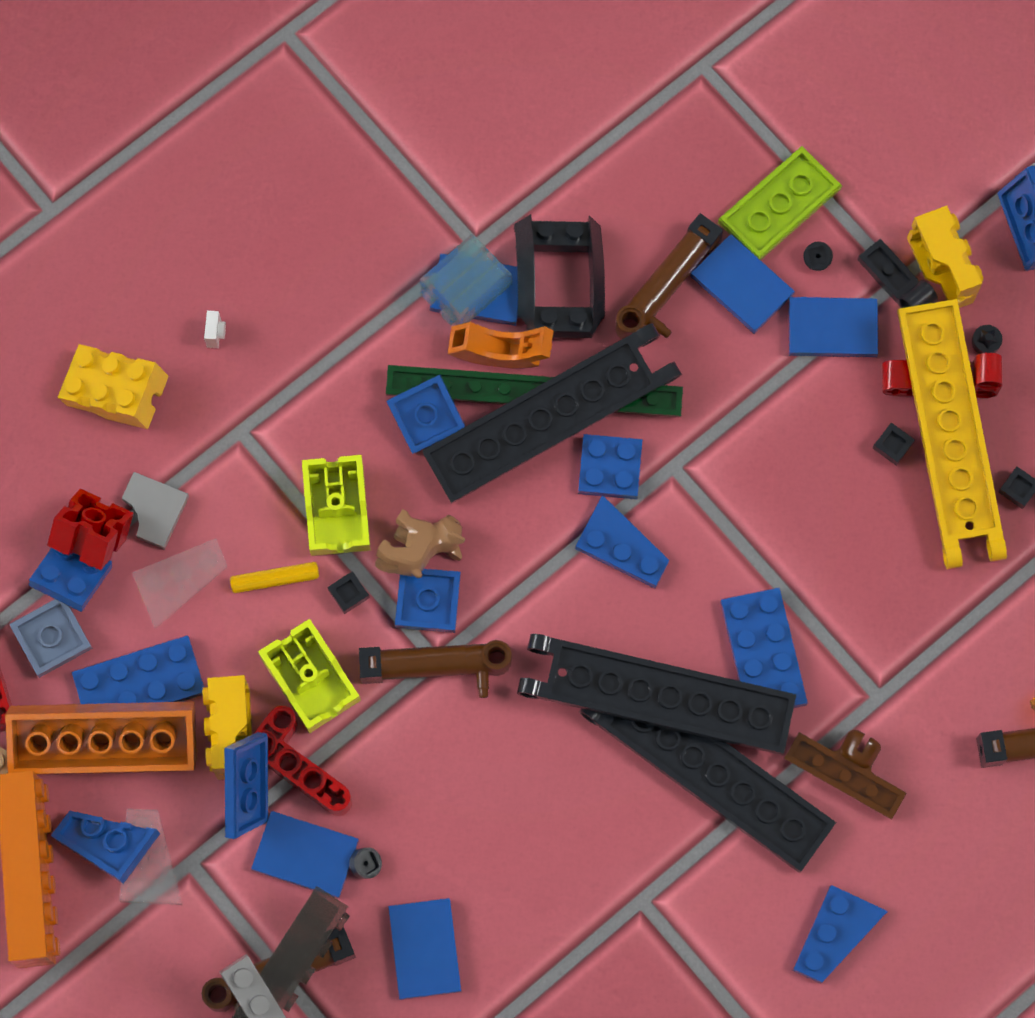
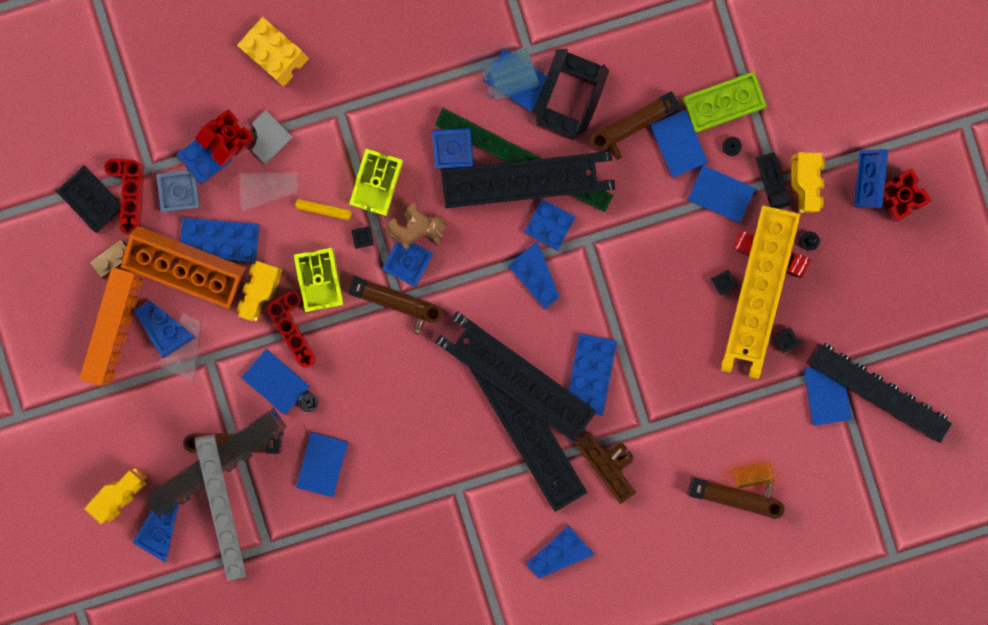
camera: 25 degrees right, 15 degrees up
(214, 329) = (348, 40): white plate -> none
(246, 785) = (255, 332): blue tile -> none
(498, 348) = (514, 124): orange arch -> none

